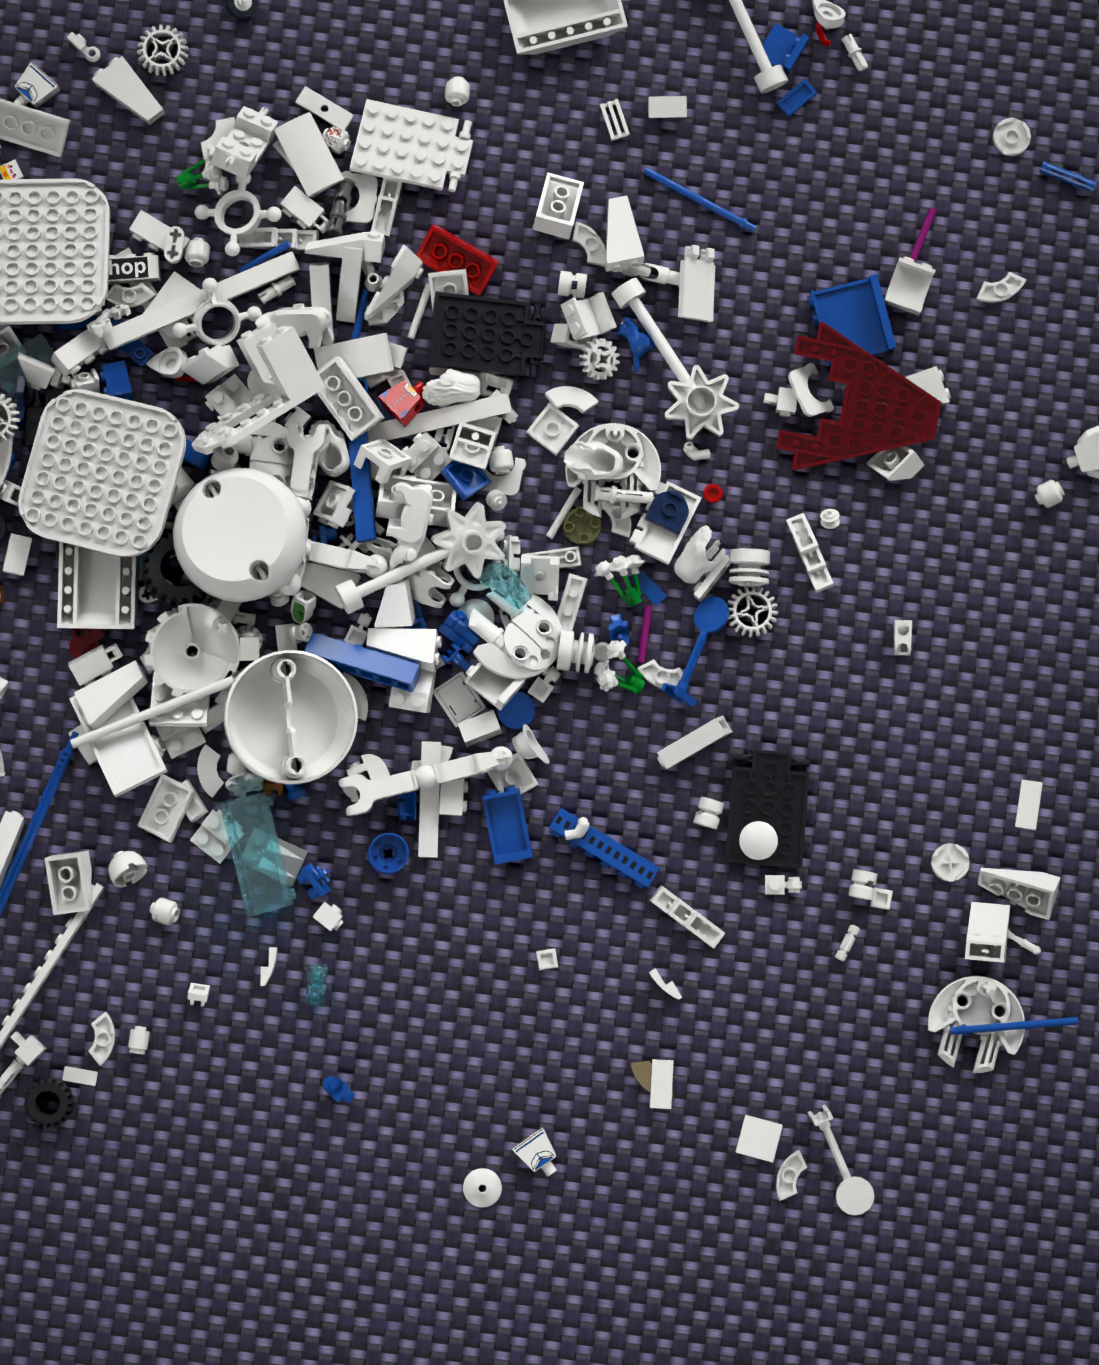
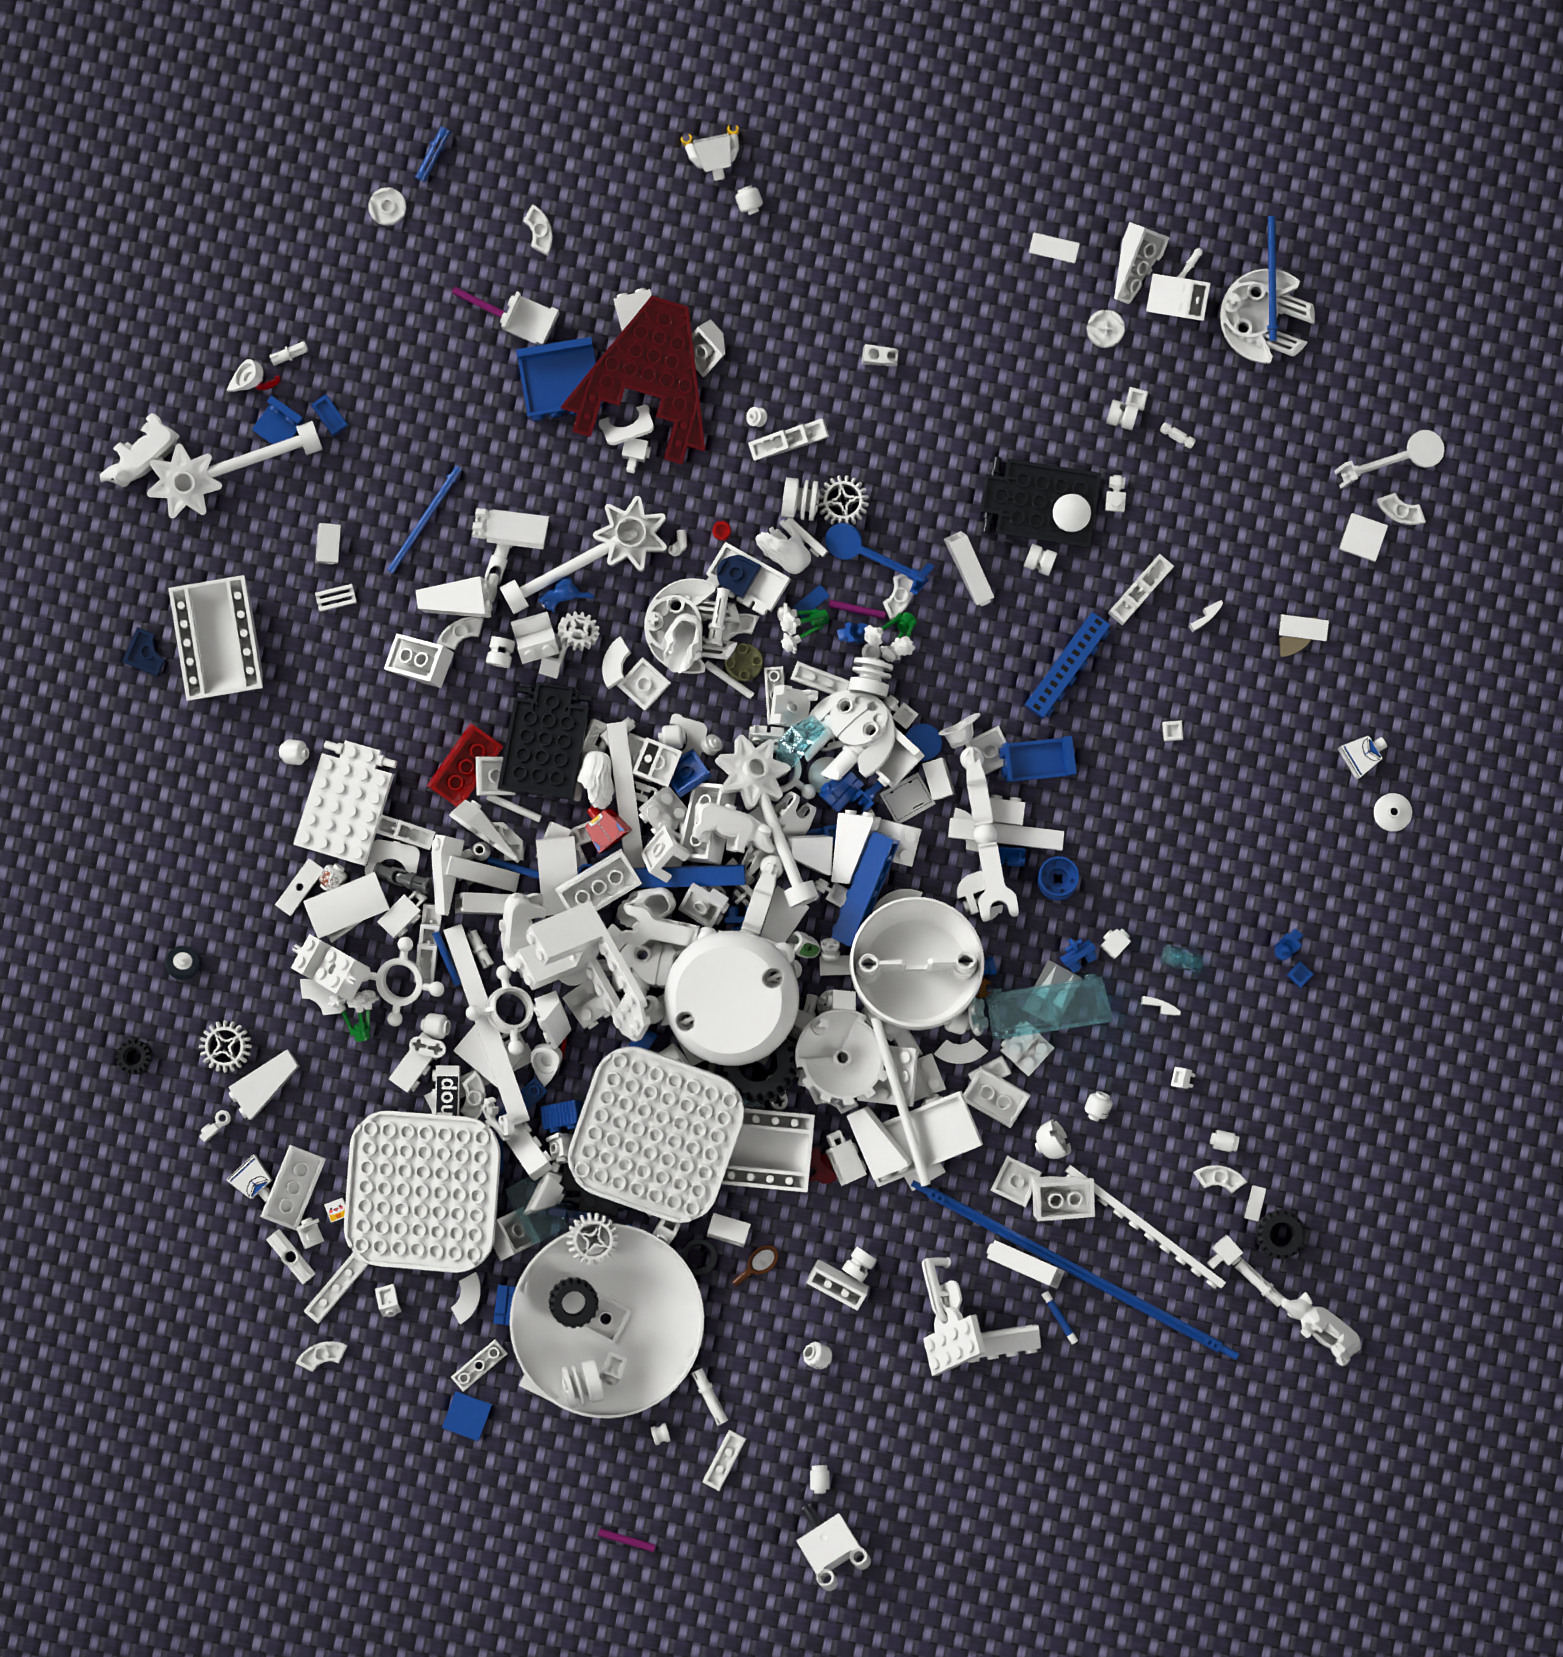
camera: 80 degrees left, 0 degrees up
(85, 834) = (1015, 1181): none -> white tile
(311, 1105) = (1300, 974): none -> blue tile
(579, 831) = (1049, 686): white arm -> none

